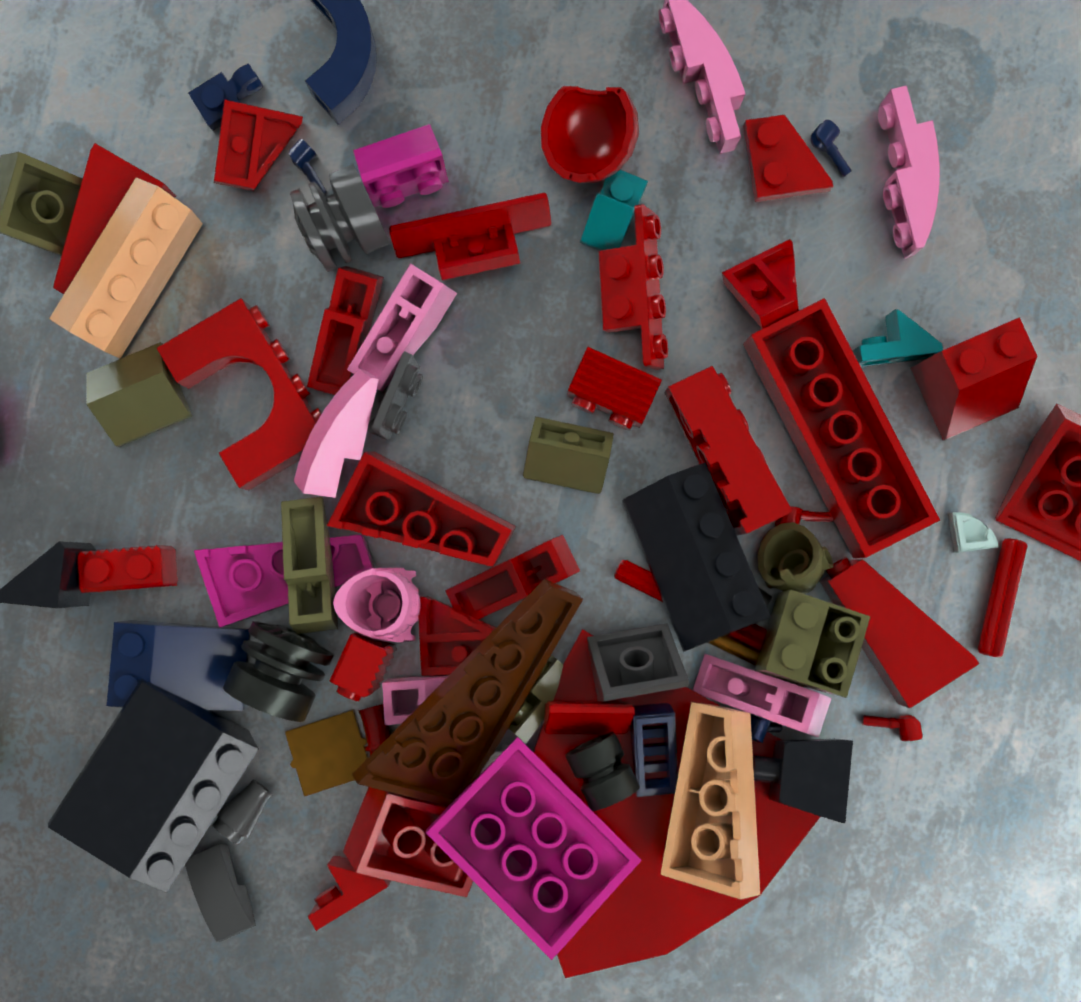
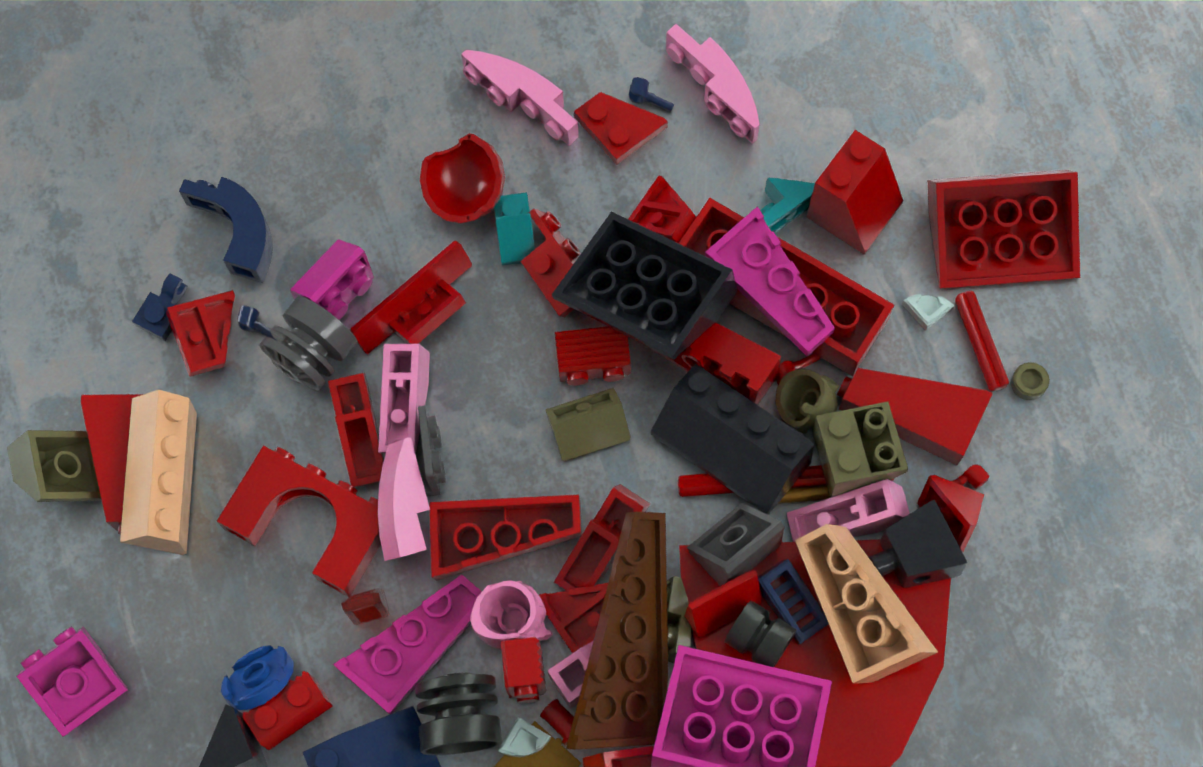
camera: 30 degrees left, 15 degrees down
(115, 524) = (257, 677): none -> blue tile
(135, 396) = (217, 572): olive slope -> none
(253, 510) = (366, 606): none -> clear red slope
(308, 565) = (435, 618): olive slope -> none
(331, 724) = (523, 740): none -> light aqua tile
(701, 359) = (647, 286): none -> black slope
(760, 727) = (863, 537): dark blue hand -> none
(828, 412) = (772, 281): none -> dark pink wing
(873, 751) = (957, 504): none -> red slope
(1023, 665) = (1030, 381): none -> olive tile

